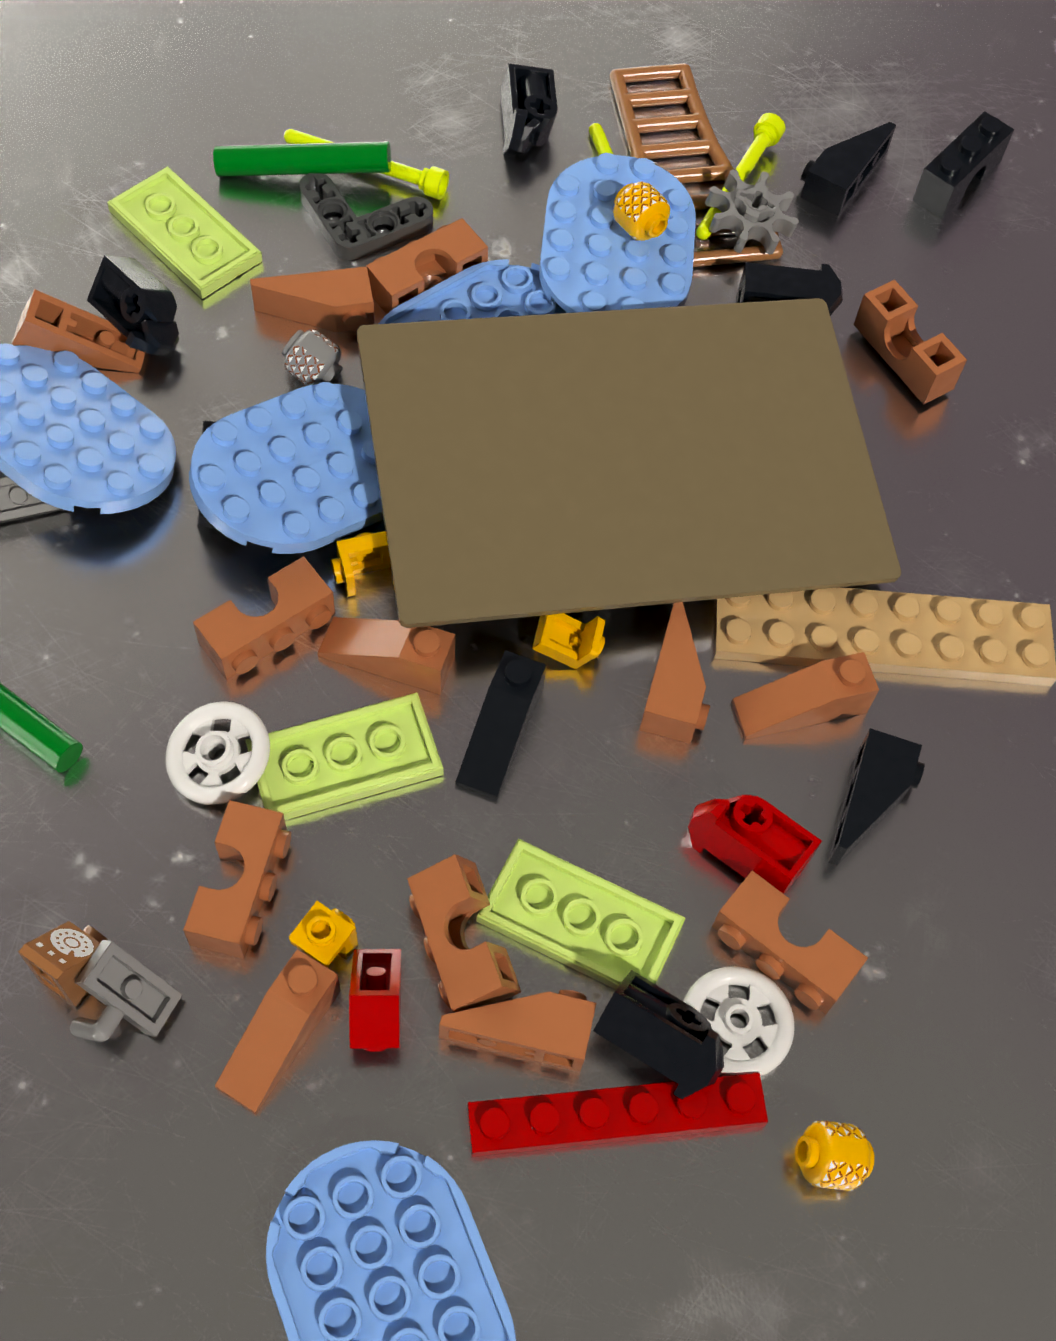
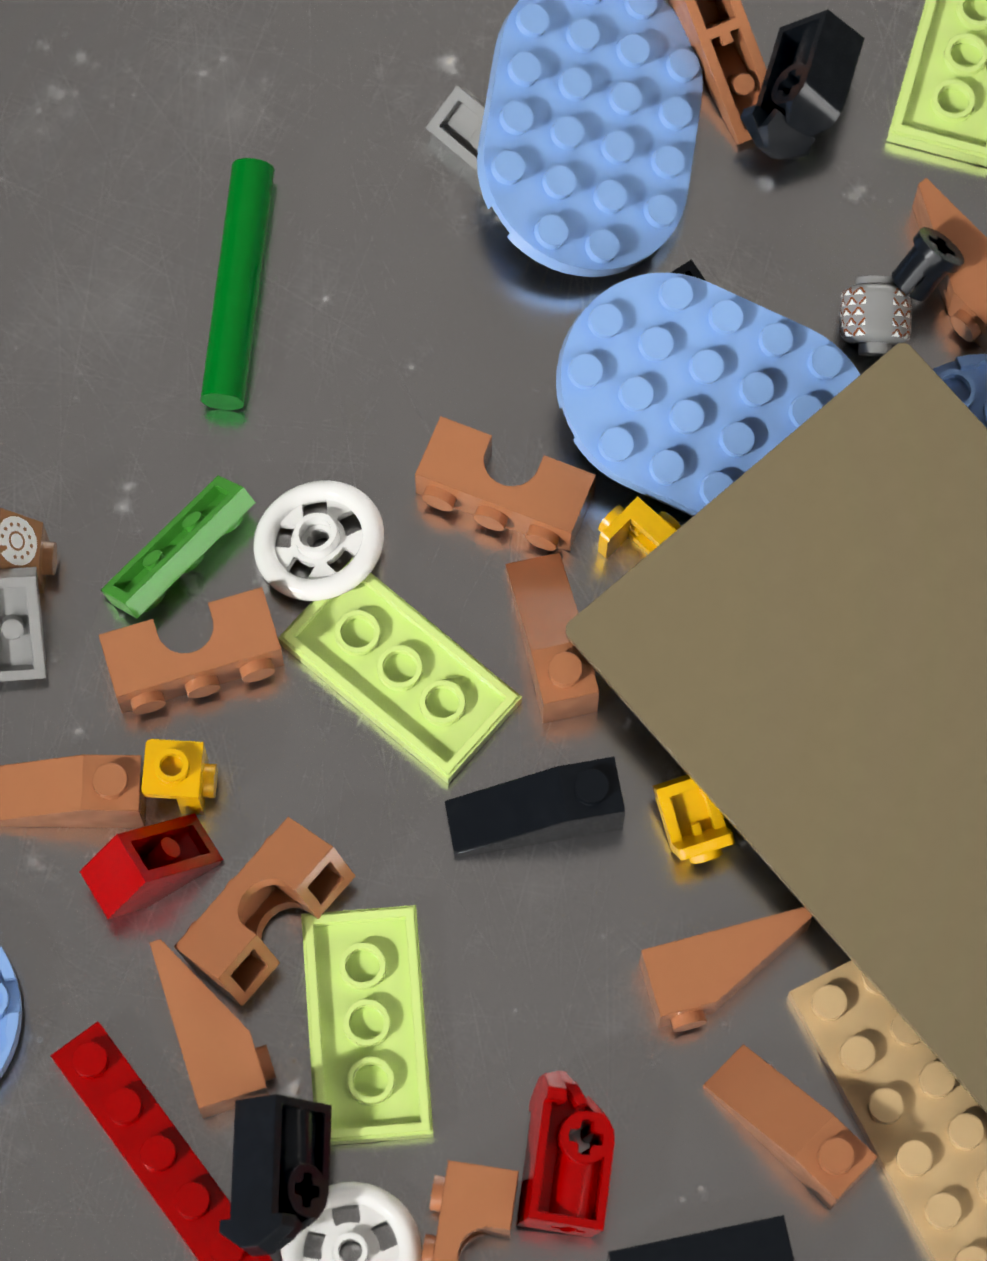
camera: 65 degrees right, 10 degrees up
(153, 846) = (178, 547): none -> bright green plate
(307, 307) = (927, 264): none -> black bush

